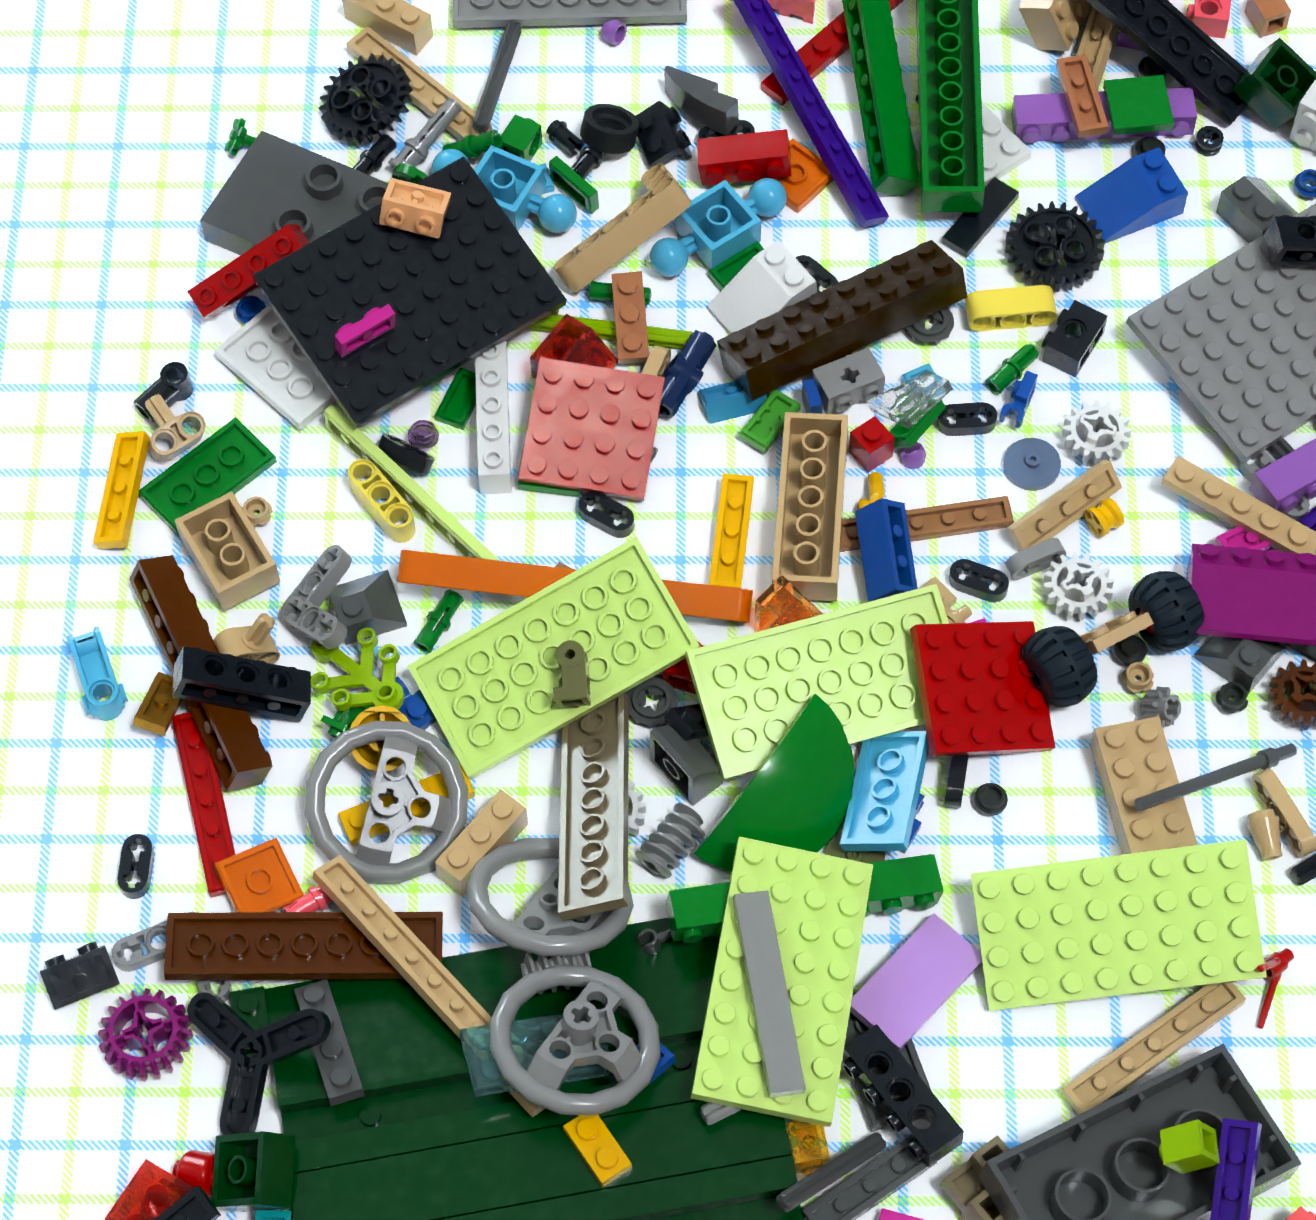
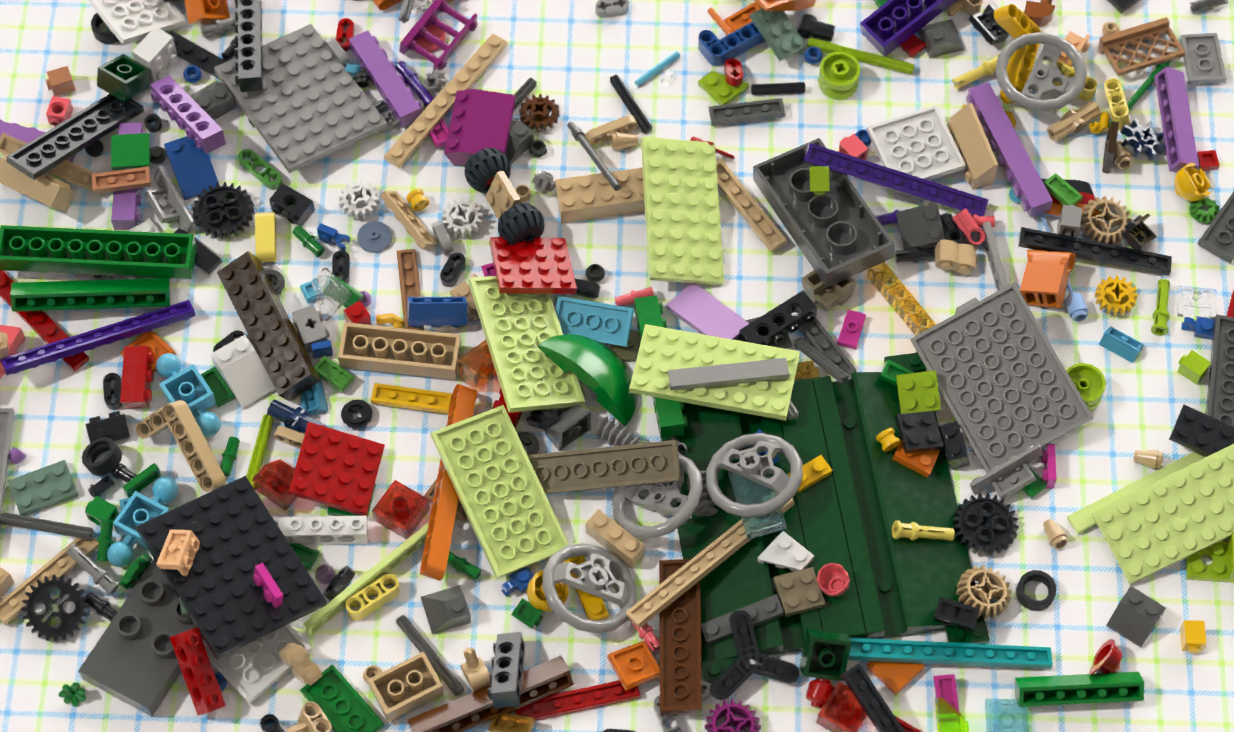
camera: 90 degrees left, 0 degrees up
(267, 402) = (302, 667): none -> tan brick
(279, 593) = (435, 661): none -> dark grey axle
(328, 571) = (444, 637): light grey beam -> none
(360, 675) = (499, 605): lime plant -> none
(371, 1129) = (799, 592): none -> dark tan plate
(385, 1181) = (833, 579): none -> coral hair
(442, 1108) = (786, 553): none -> white wing
(527, 524) = (400, 509): none -> clear red brick
(563, 70) = (43, 488): none -> sand green plate
(575, 676) = (517, 474): olive leg -> none
(604, 517) = (394, 471): black beam -> none
(630, 317) = (252, 447): nougat plate -> none
(695, 448) = (354, 407): none -> black gear
(701, 100) = (86, 401): dark grey slope -> none
(946, 861) = (628, 299): none -> coral pin
(1058, 166) = (167, 202): none -> light grey bracket
(1144, 280) = (258, 161): none -> bright green beam
(1213, 170) = (187, 114): none -> medium lavender brick

